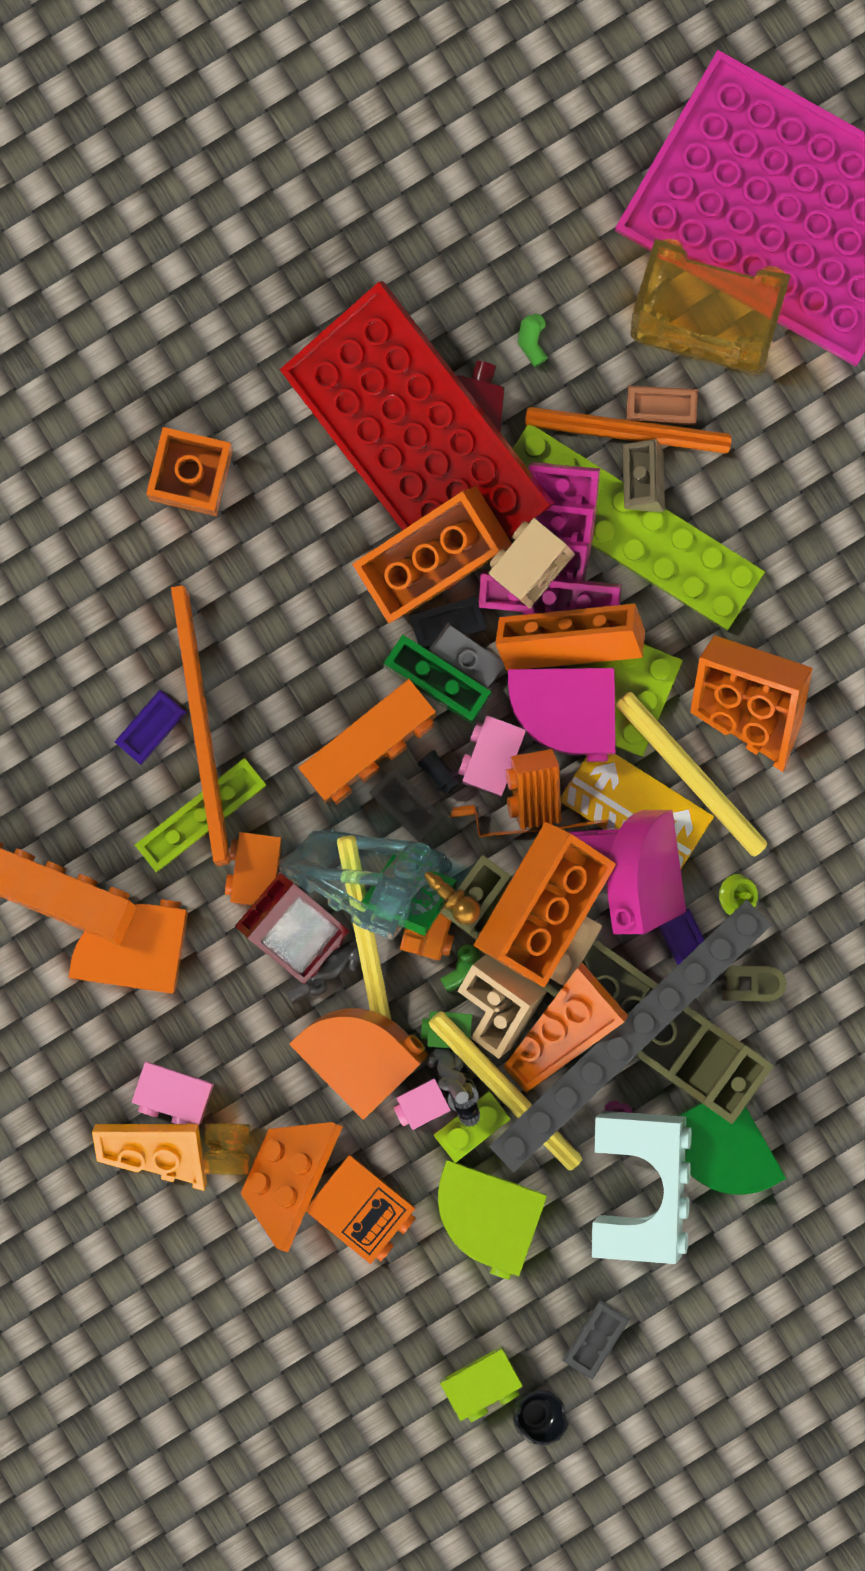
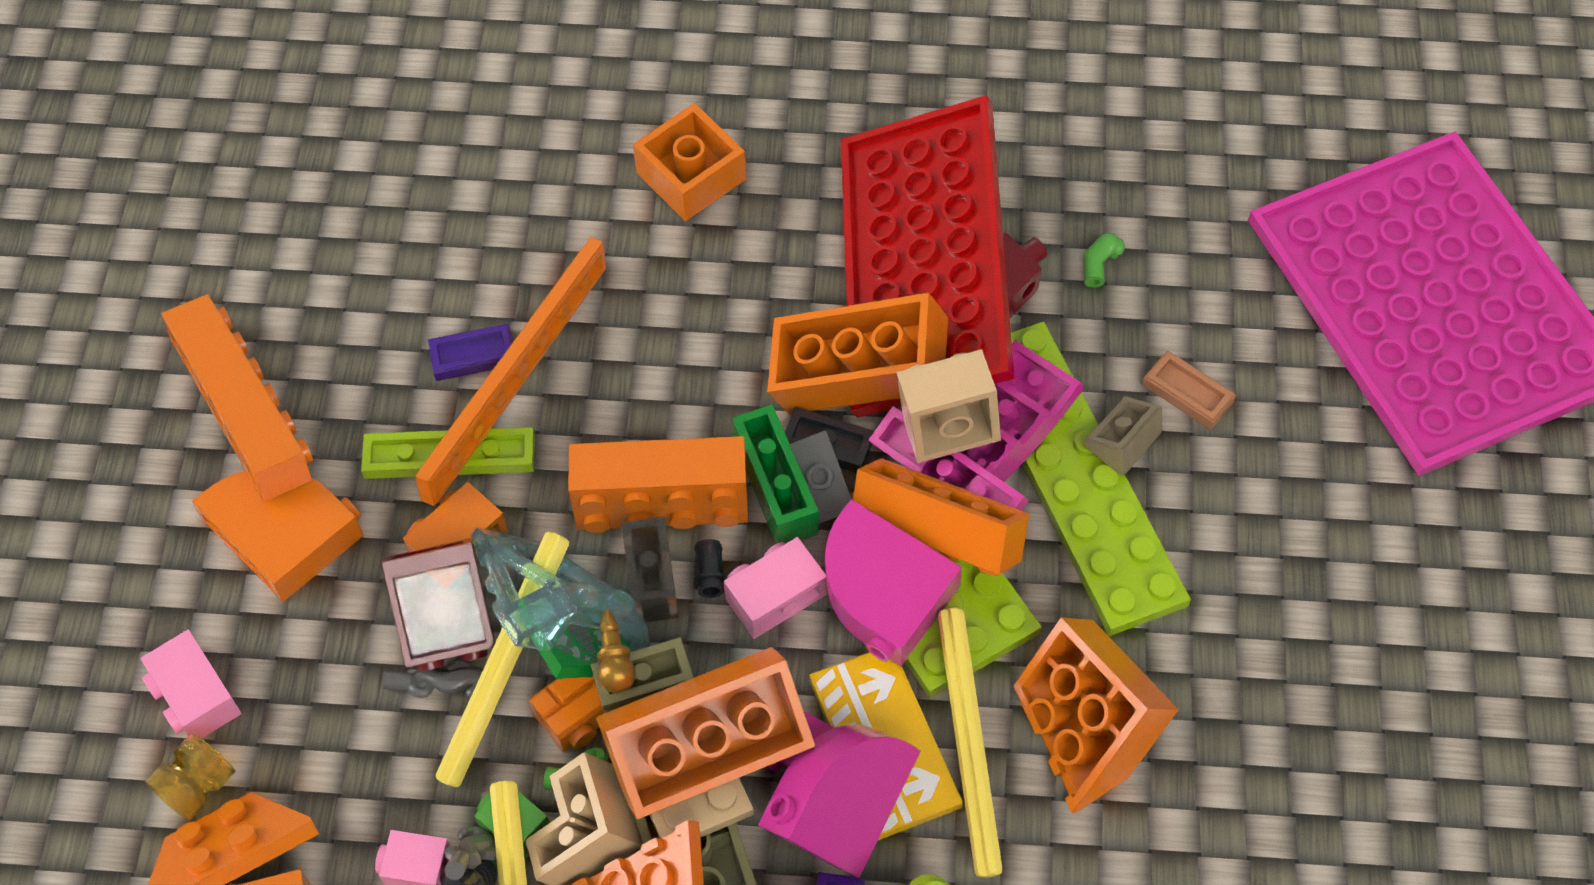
camera: 35 degrees right, 25 degrees down
(158, 1148) = (124, 725): light orange wing -> none
(360, 1055) = (398, 778): orange brick -> none
(470, 810) = (710, 624): orange piece -> none
(534, 789) = (795, 628): orange brick -> none
(628, 430) = (1139, 388): orange axle -> none
(708, 309) = (1291, 325): clear yellow windscreen -> none

